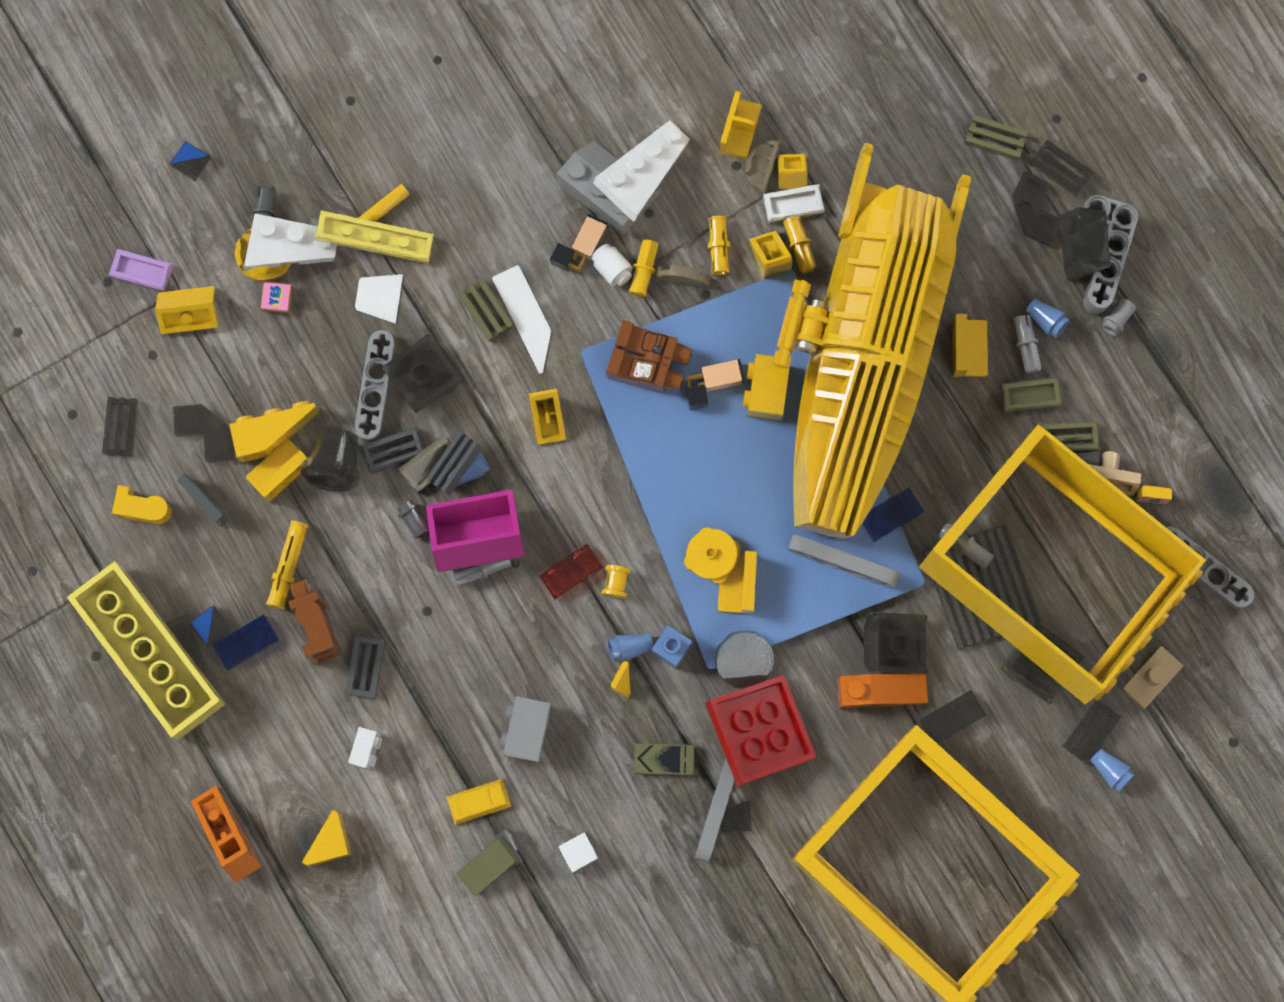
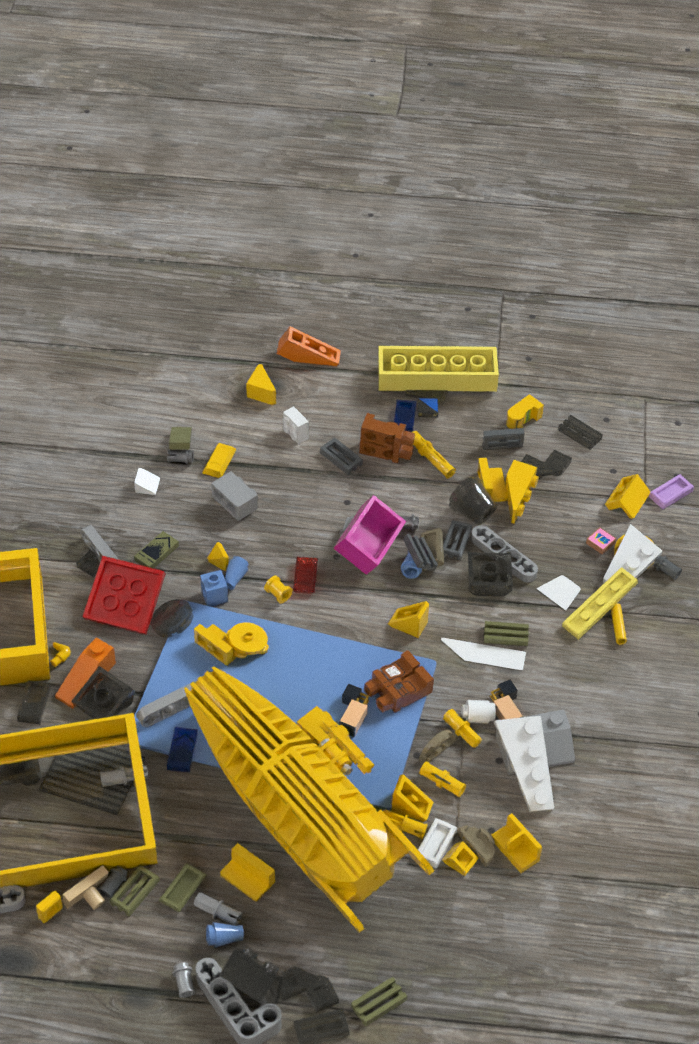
camera: 125 degrees right, 30 degrees down
(875, 738) = (62, 656): none -> yellow animal

